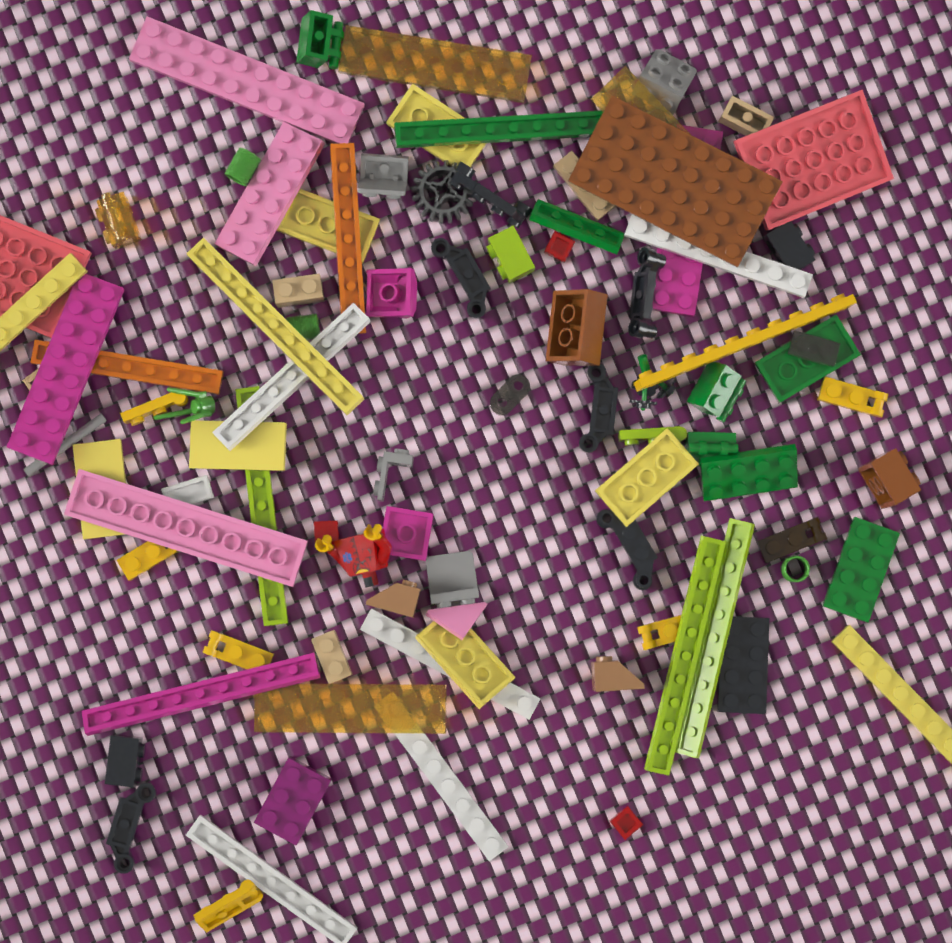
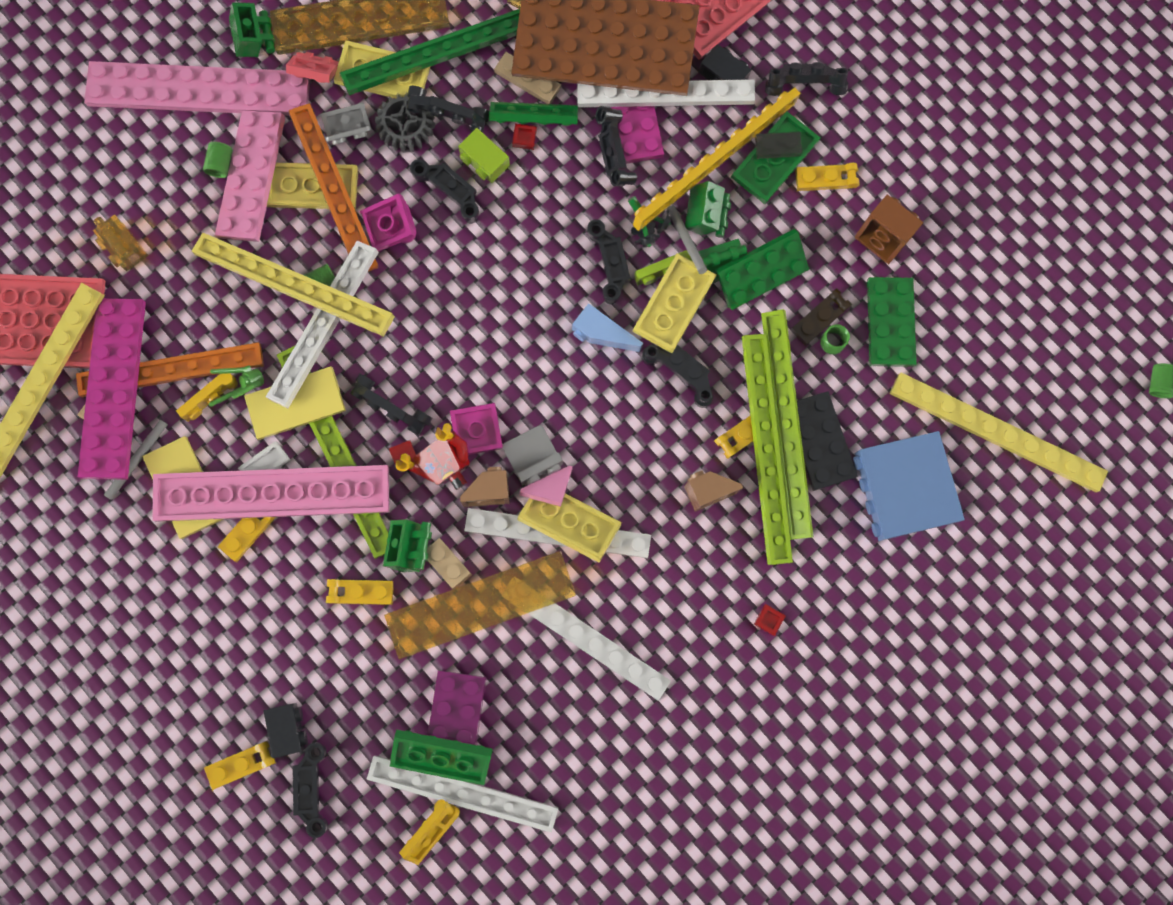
camera: 20 degrees left, 5 degrees down
(69, 778) = (238, 765): none -> yellow plate
(200, 694) = (335, 642): dark pink plate -> none
(263, 840) = (440, 757): none -> green plate
(298, 290) = (304, 249): tan brick -> none
(300, 626) = (407, 545): none -> green brick
(308, 454) = (363, 389): none -> black plate
(370, 102) = (313, 67): none -> coral plate
(399, 458) = (440, 365): light grey bracket -> none
(510, 395) = (527, 276): clear smoke plate -> none
(564, 476) = (601, 330): none -> light blue slope
(576, 327) = (564, 195): dark orange brick -> none
(683, 416) = (691, 248): none -> light grey bar
(812, 742) = (908, 486): none -> medium blue brick
(871, 281) = (807, 73): none -> black plate

